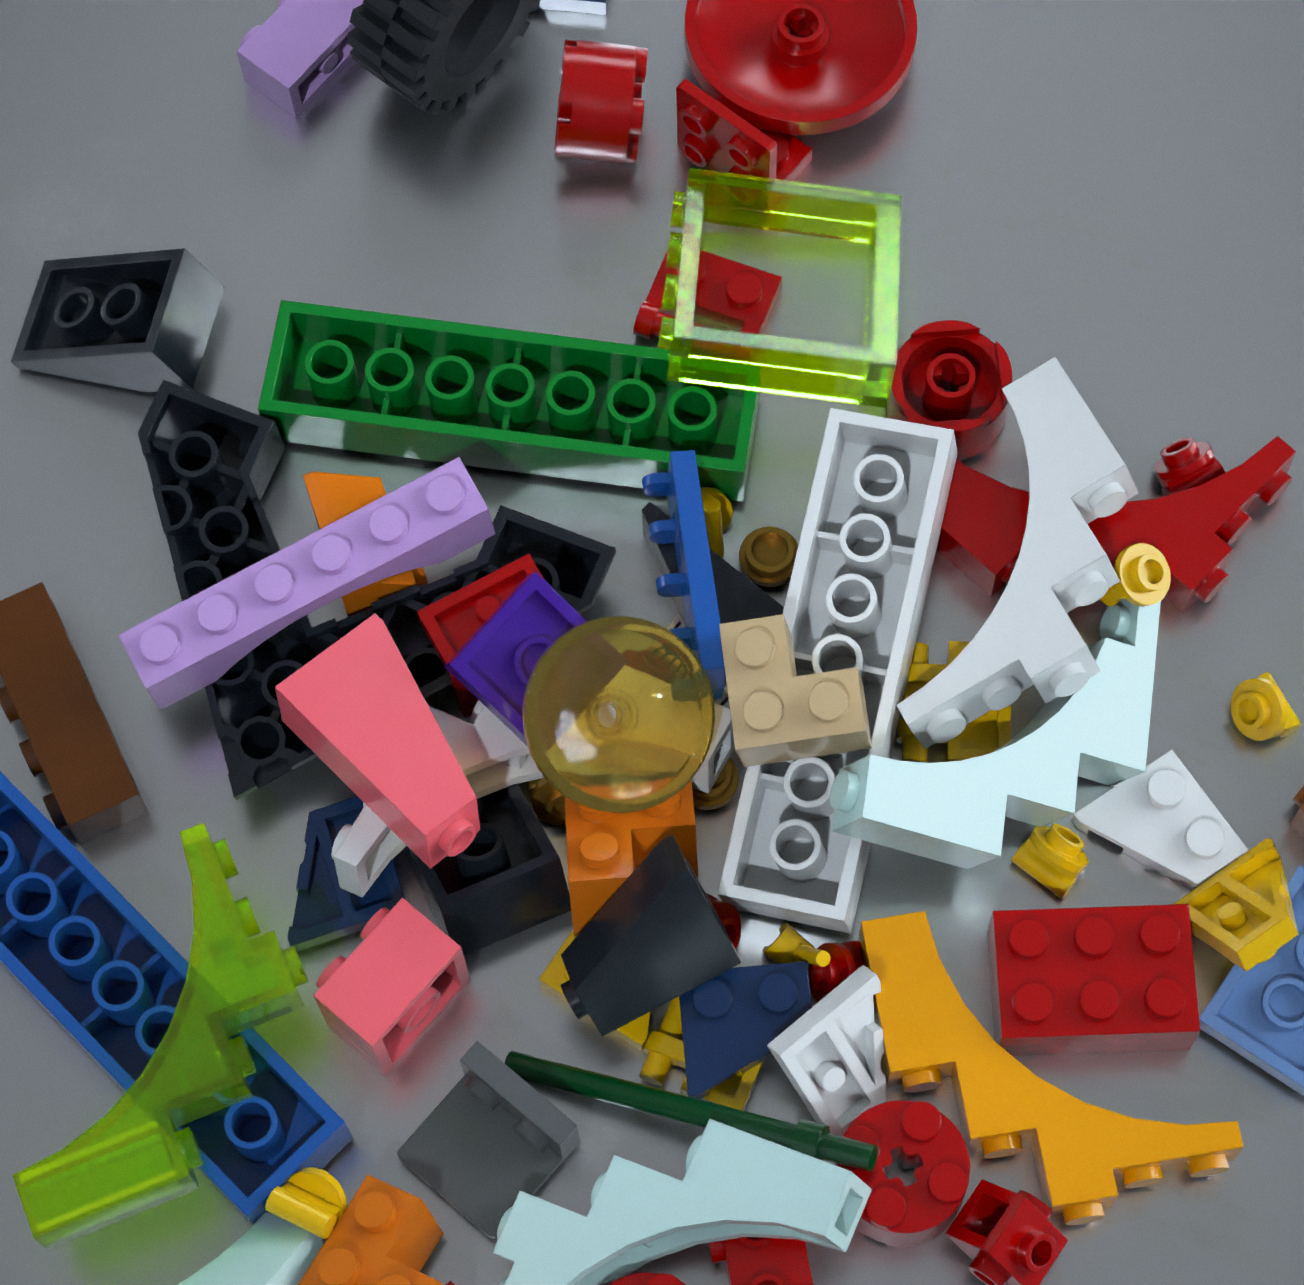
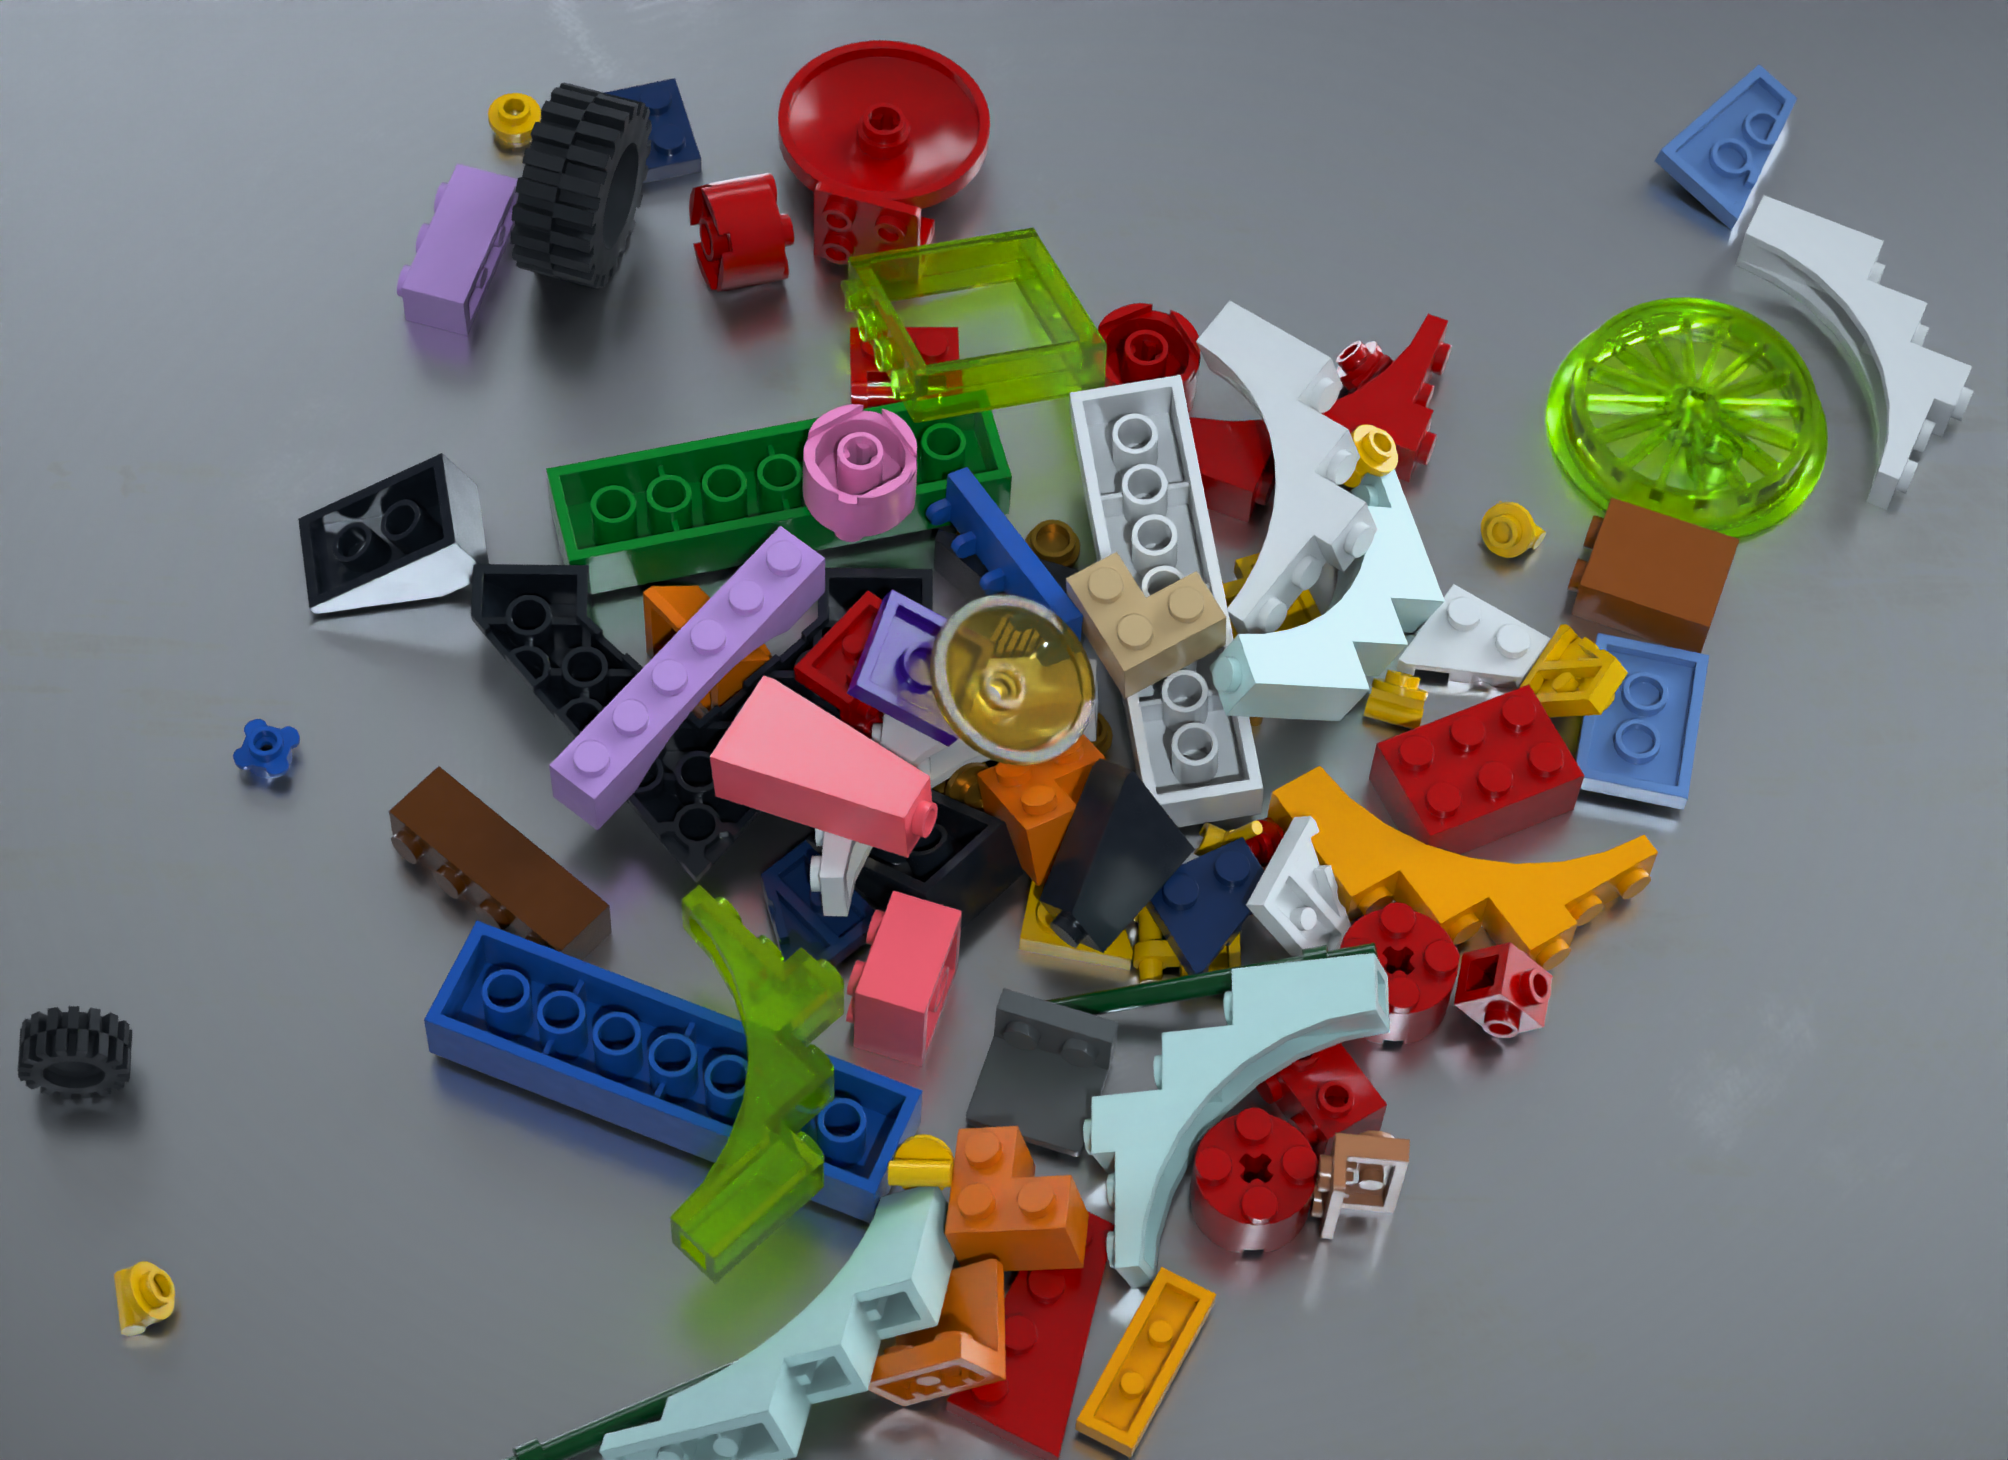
camera: 30 degrees left, 10 degrees down
(584, 451) = (859, 471): none -> bright pink brick

